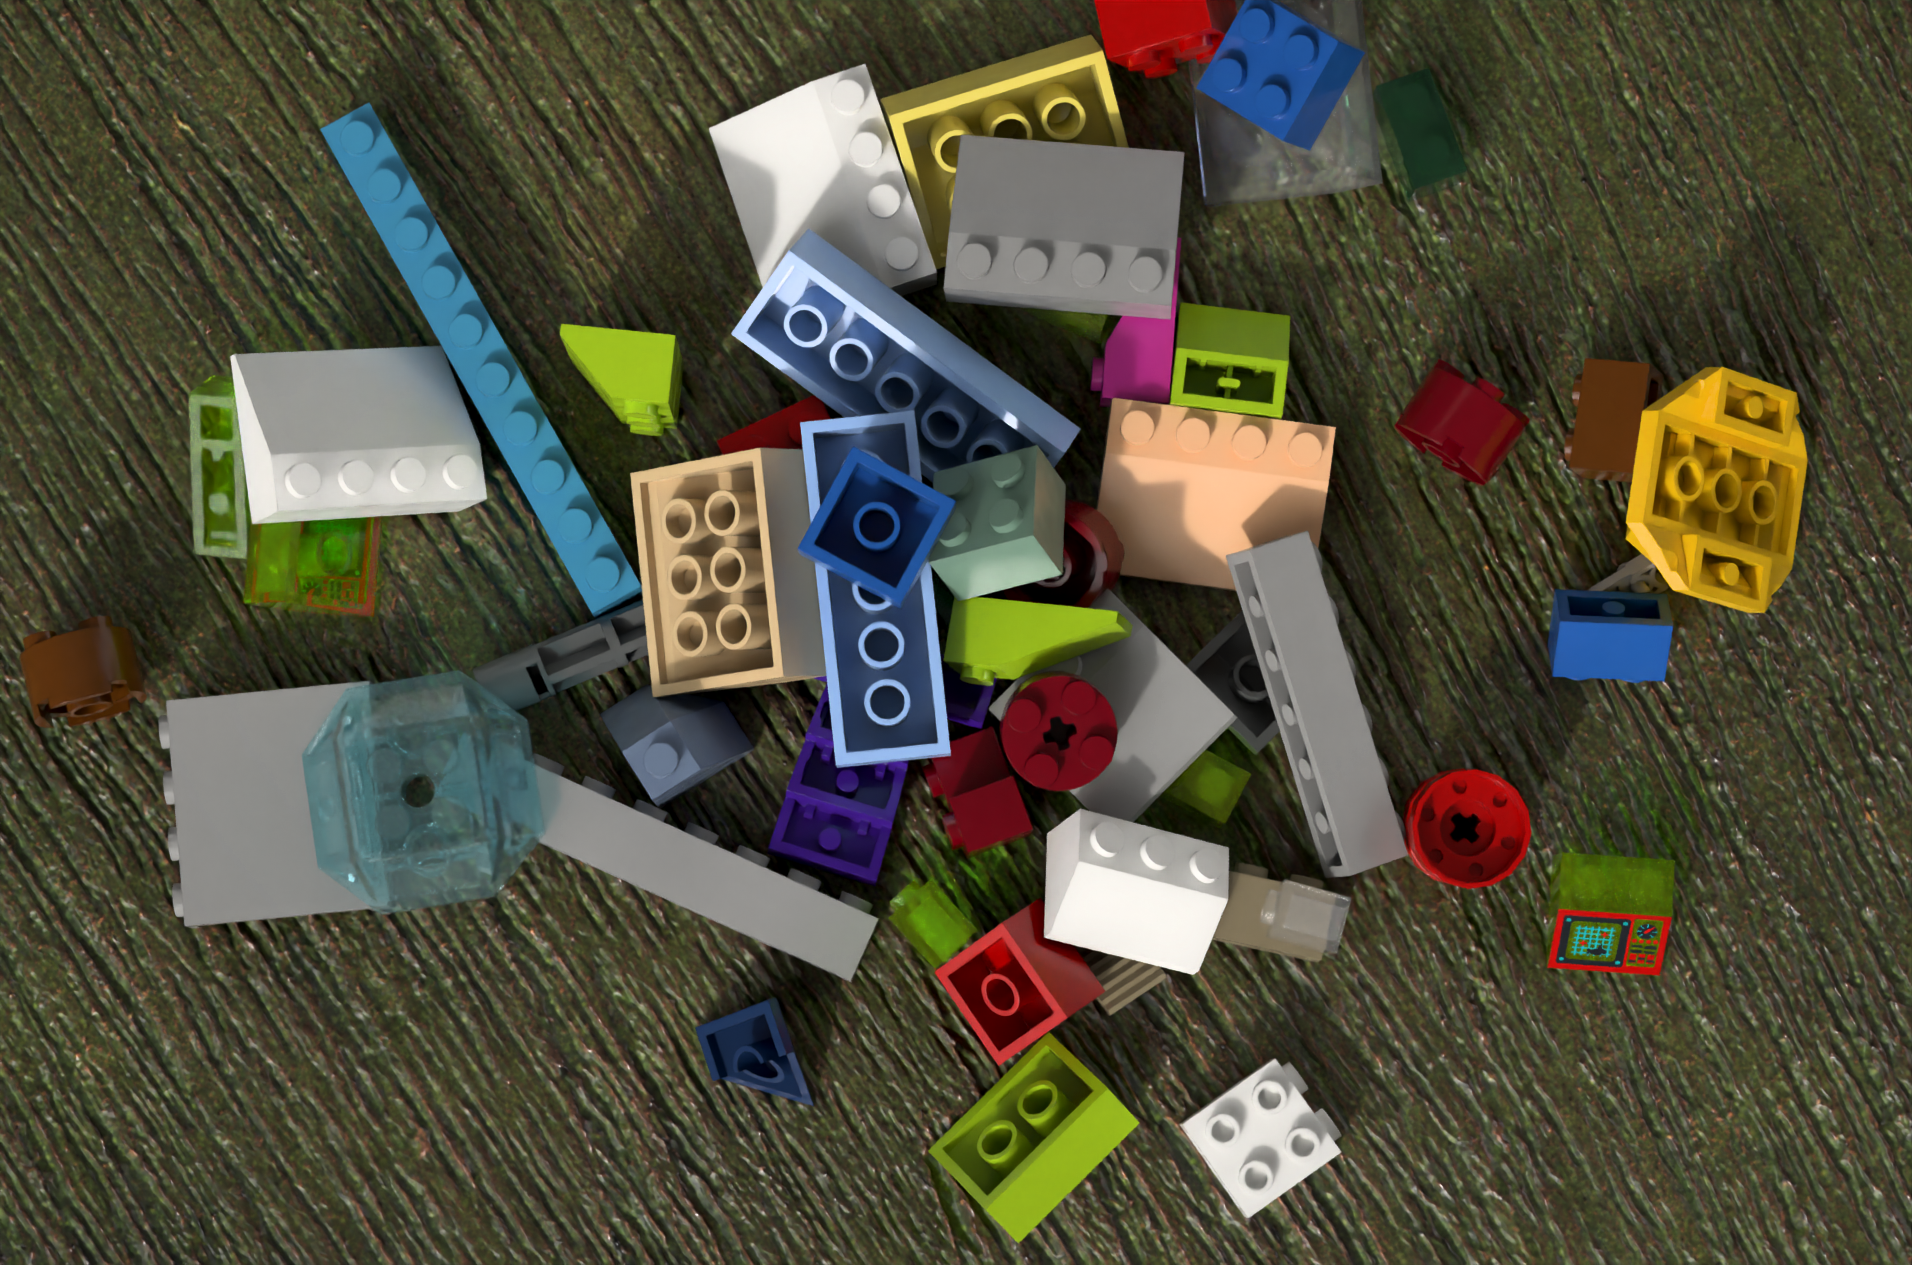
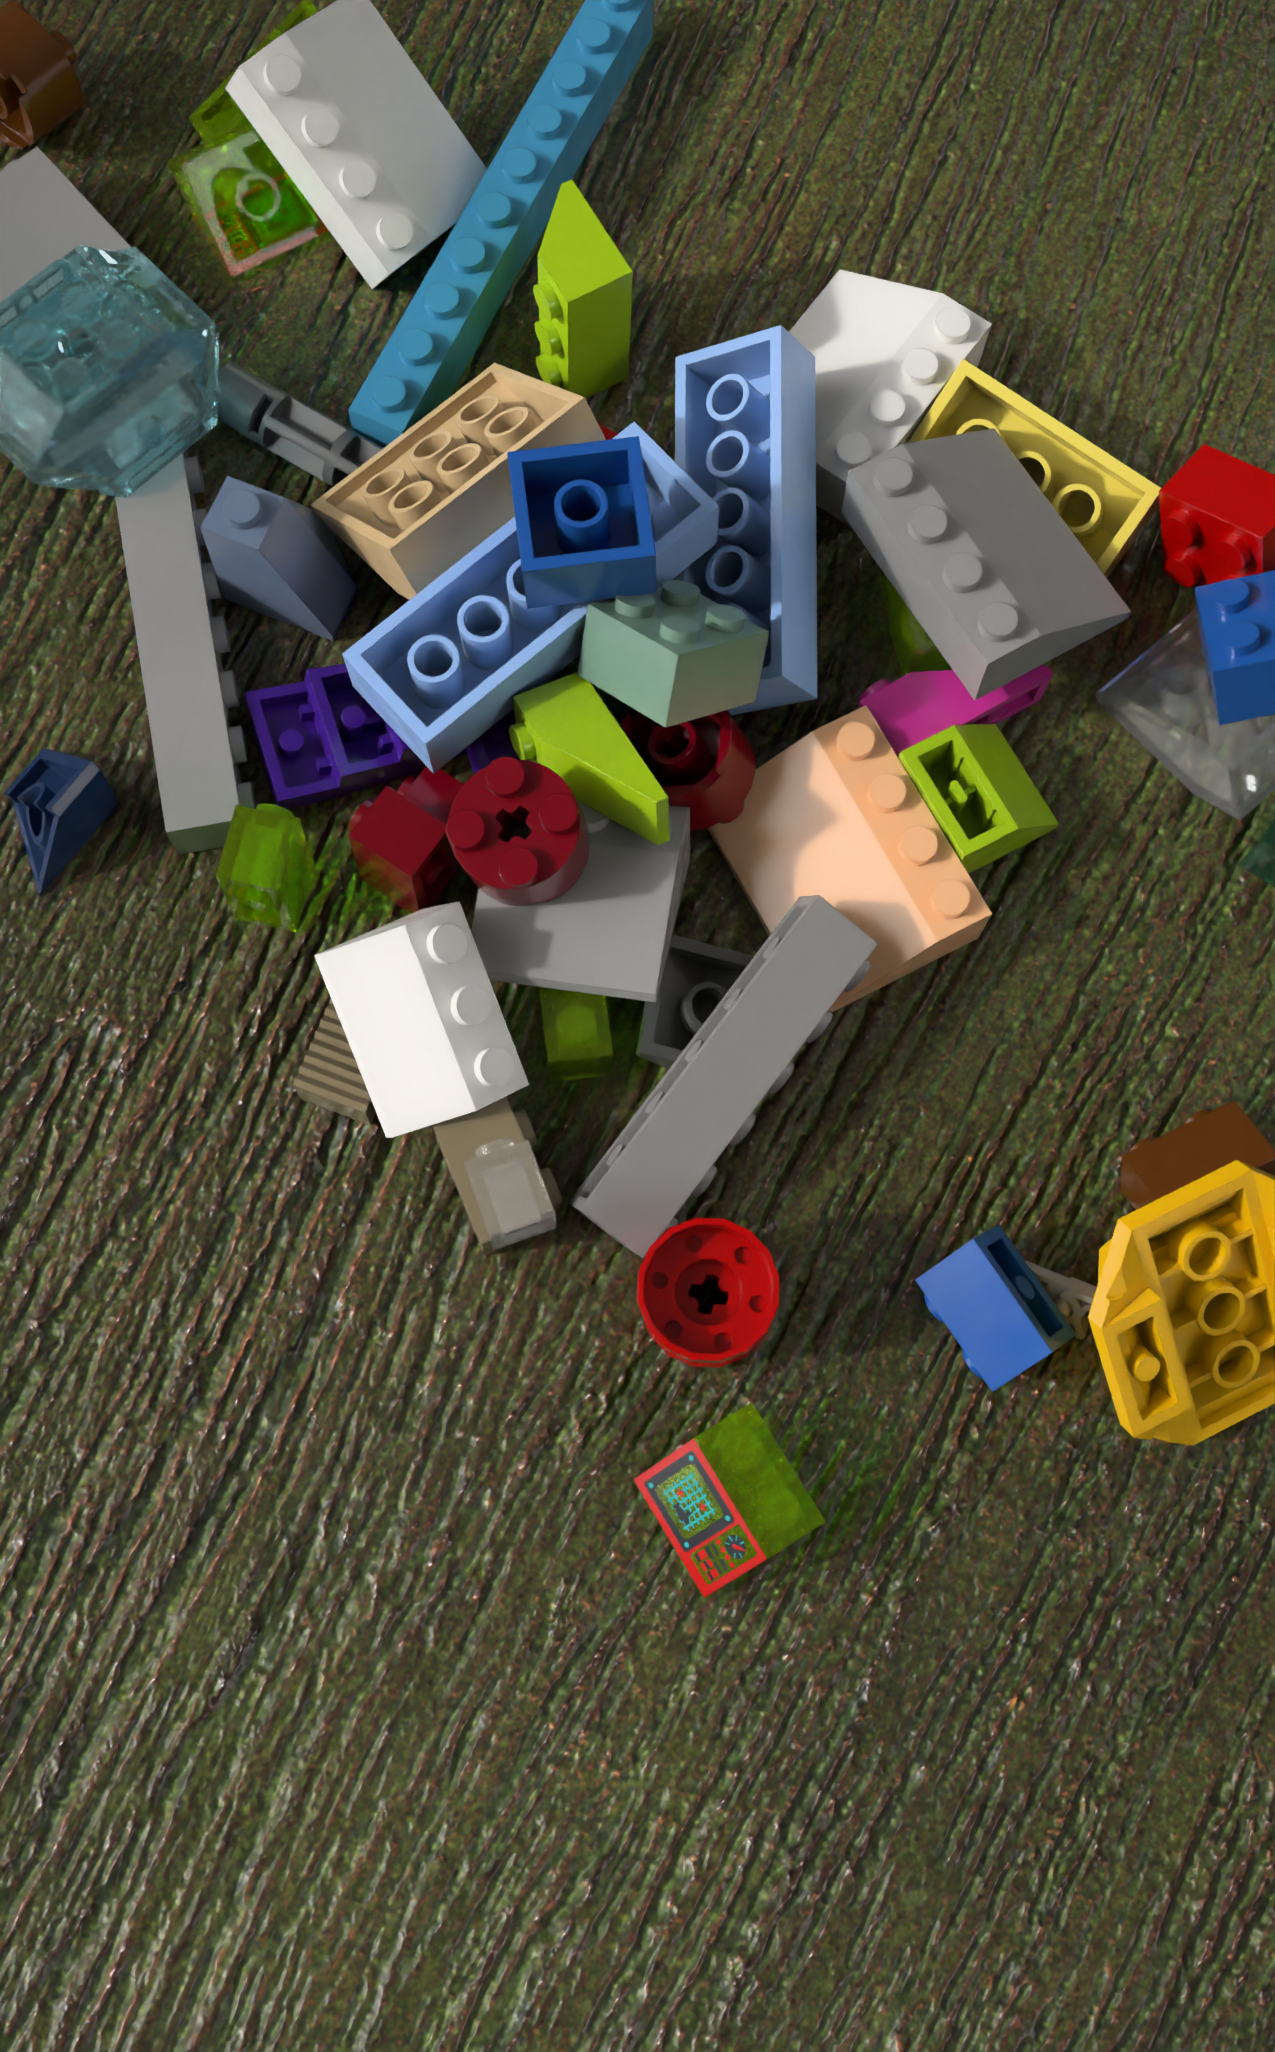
camera: 55 degrees right, 10 degrees down
(1018, 983) = (261, 978): red brick -> none
(1034, 1137) = (129, 1101): lime slope -> none
(1262, 1136) = (273, 1311): white brick -> none
(1461, 423) = (1085, 1028): dark red brick -> none

